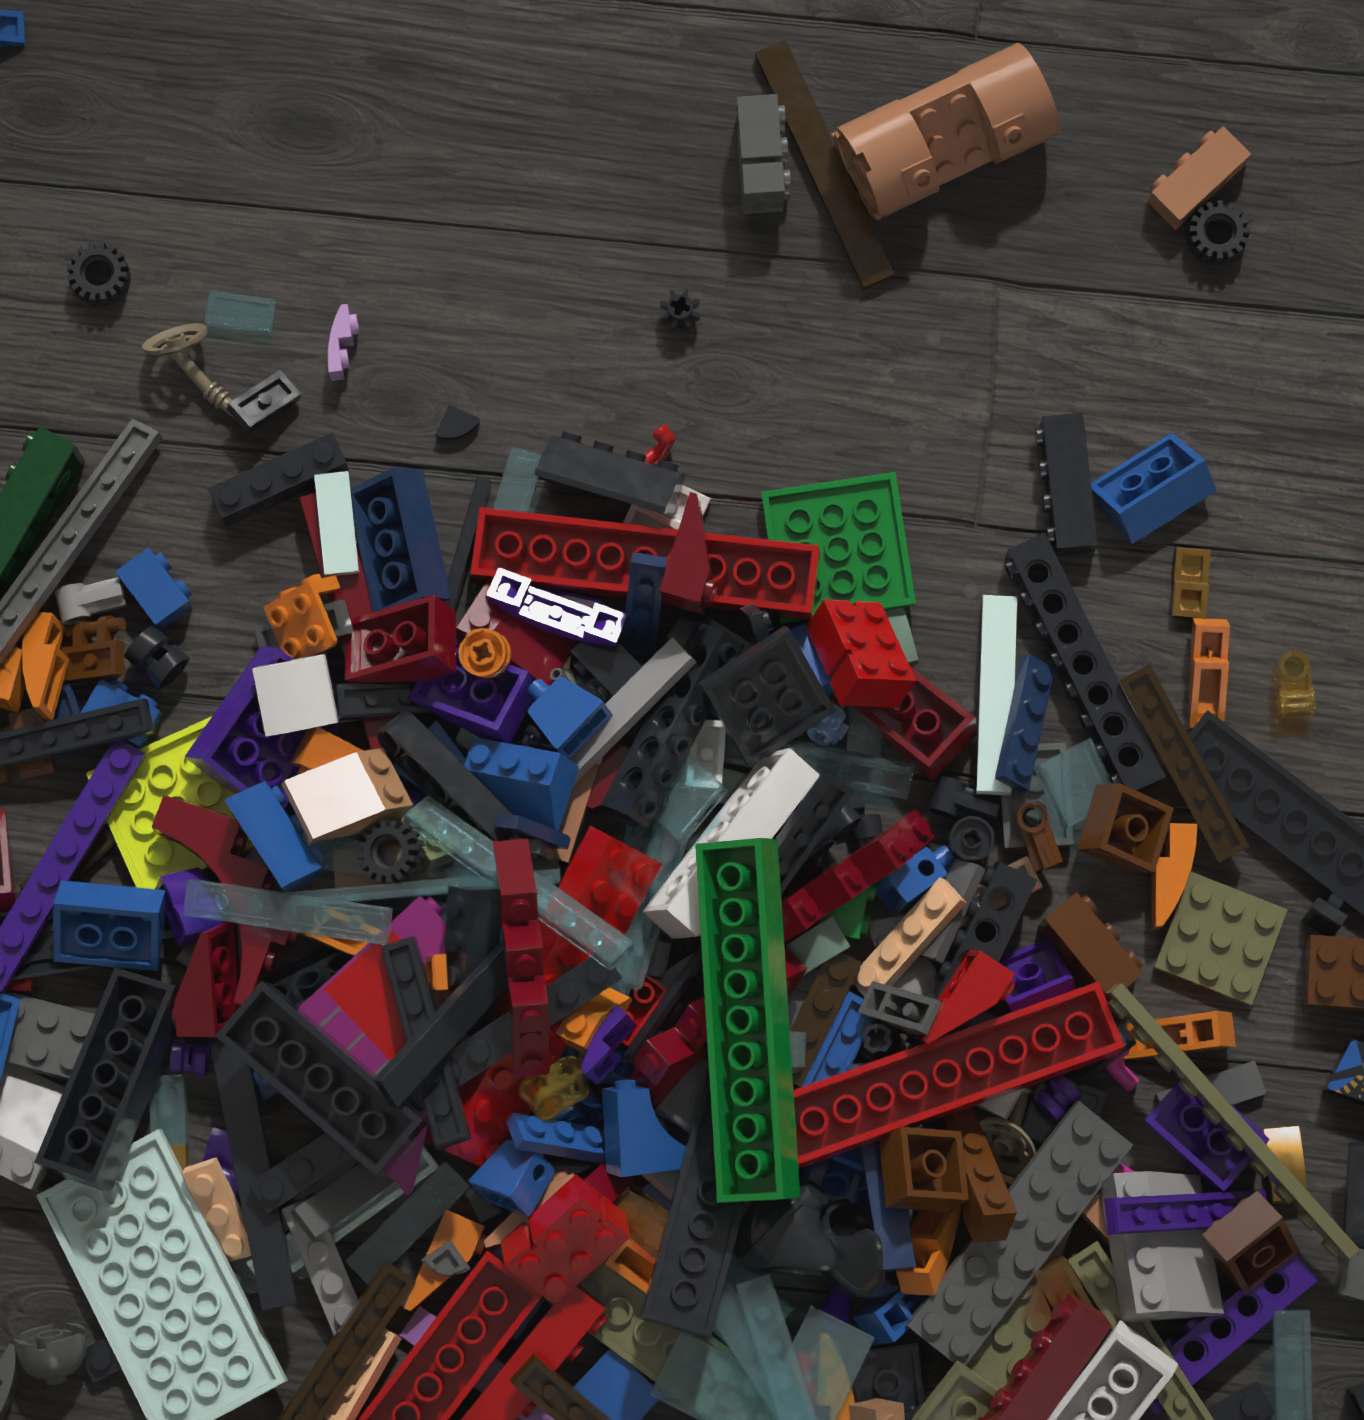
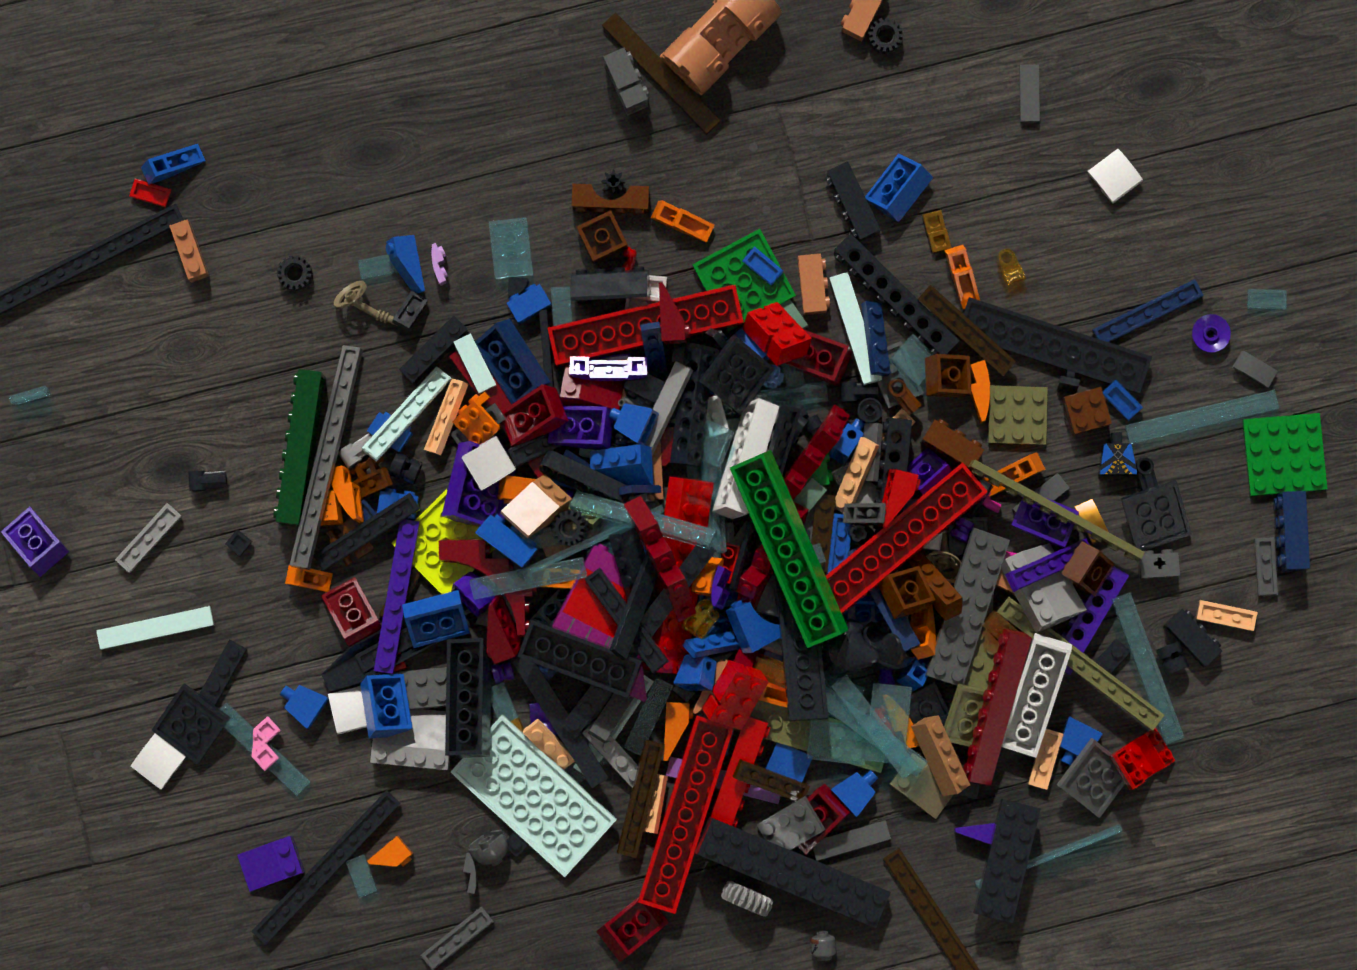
camera: 15 degrees left, 5 degrees up
(191, 567) = (406, 414): none -> light aqua tile
(262, 590) = (446, 414): none -> light nougat plate
(288, 315) = (405, 258): none -> blue slope
(437, 971) = (618, 581): orange tile -> none
(446, 1260) = (676, 728): dark grey tile -> none
(464, 459) = (529, 303): none -> blue brick
(470, 359) = (510, 248): none -> clear light blue plate
(485, 653) = (580, 405): orange wheel -> none
(627, 393) = (602, 237): none -> reddish brown brick
(703, 352) = (634, 200): none -> reddish brown arch
(771, 415) = (682, 221): none -> orange slope
(878, 535) = (762, 266): none -> blue tile
(951, 596) = (813, 284): none -> nougat brick

